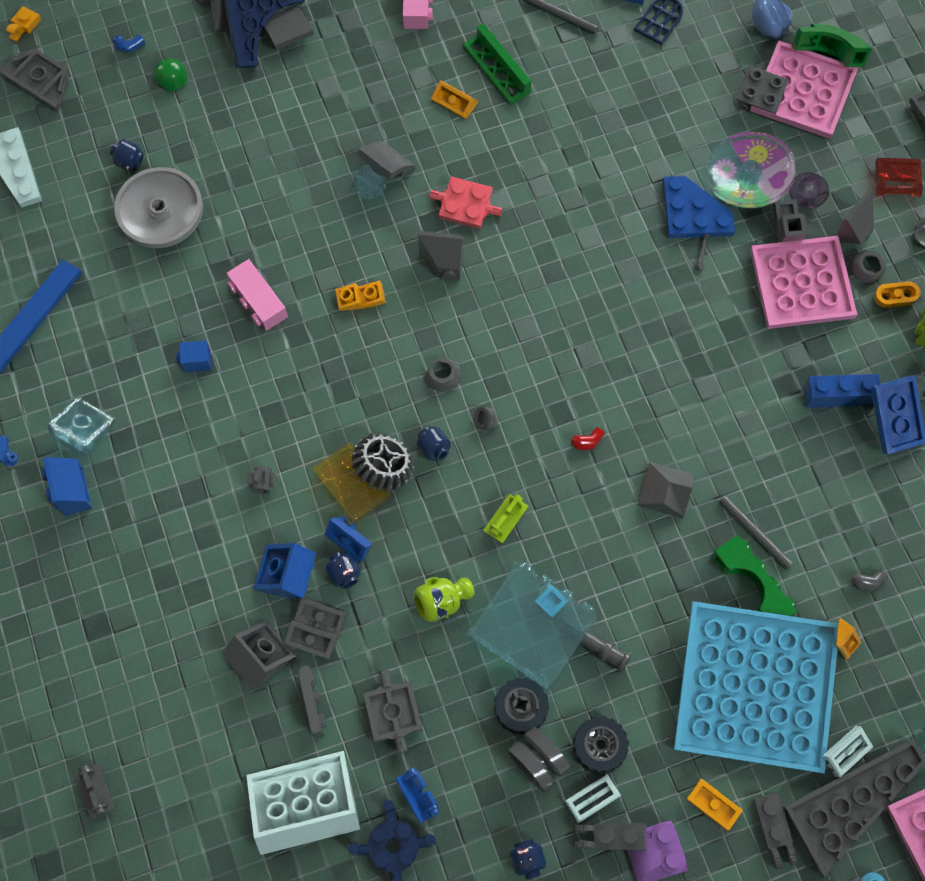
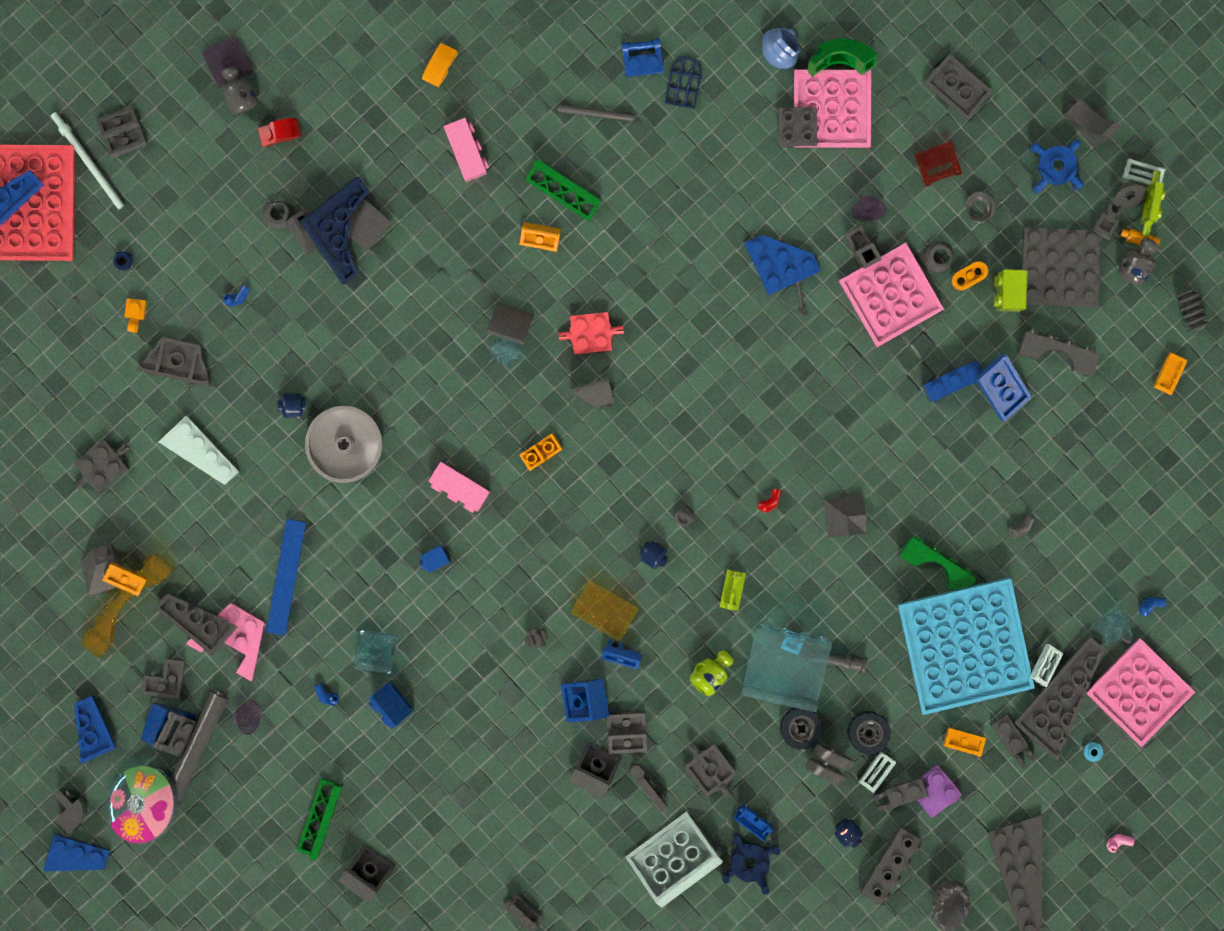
camera: 25 degrees left, 20 degrees up
(170, 74) = (288, 312): green hair -> none
(343, 570) = (628, 682): dark blue head -> none
(377, 467) = (615, 575): dark grey gear -> none
(447, 383) = (645, 494): dark grey piece -> none
(751, 169) = (815, 210): clear light blue dish -> none
(756, 532) = (925, 523): dark grey bar -> none
(847, 639) = (1019, 584): light orange slope -> none
(859, 222) = (919, 226): dark grey slope -> none

